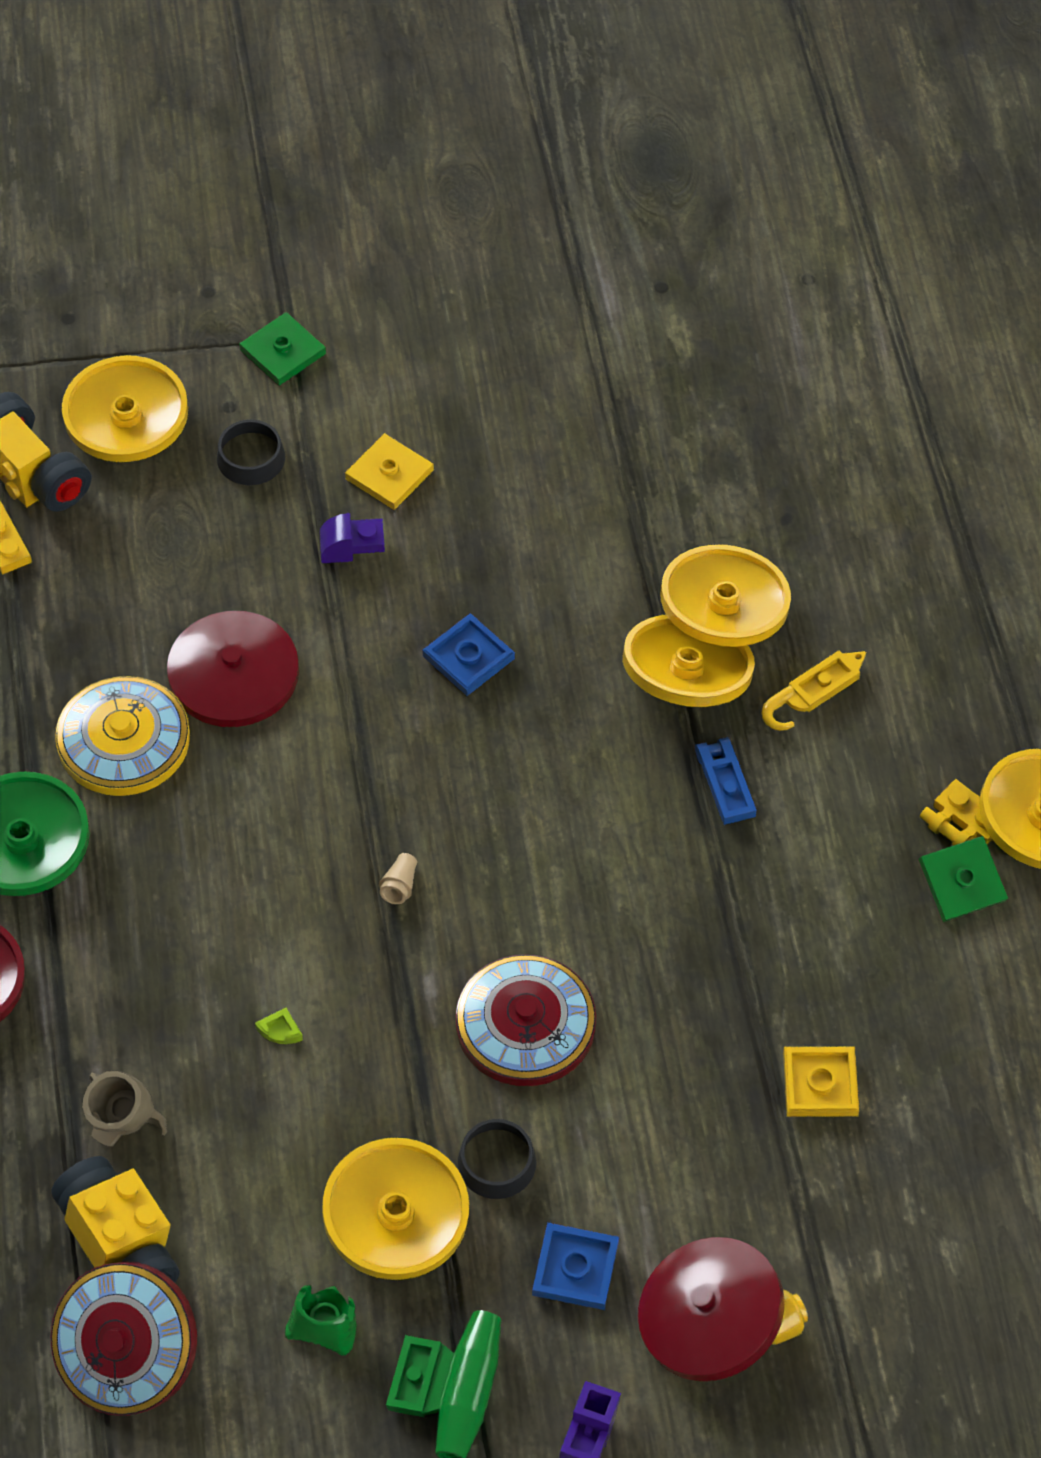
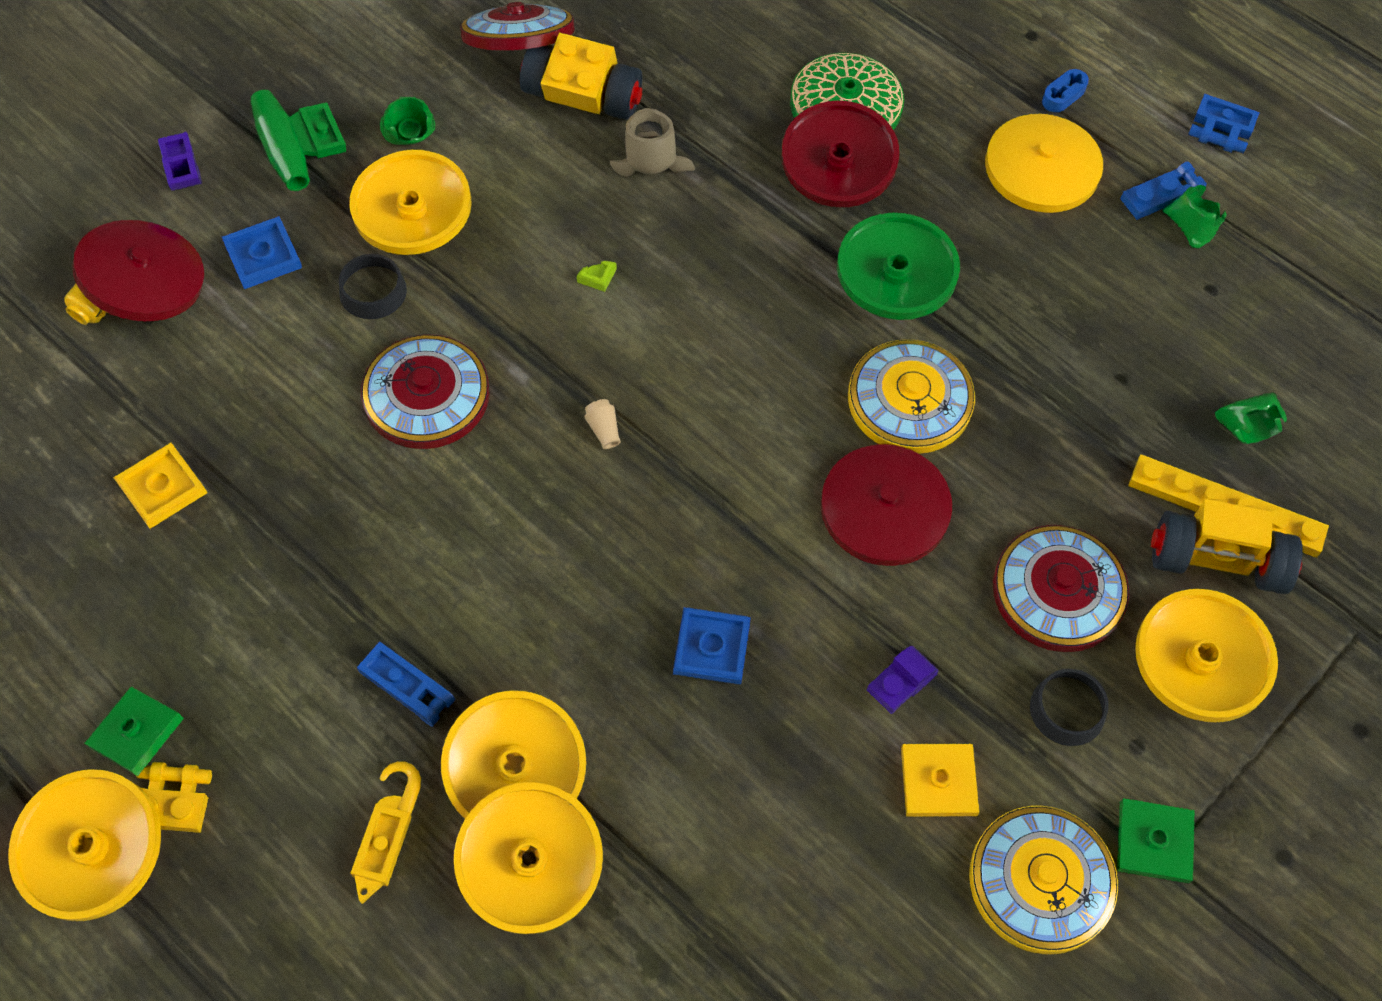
camera: 140 degrees right, 5 degrees up
(168, 527) = (1060, 588): none -> dish
(380, 377) = (1043, 880): none -> dish

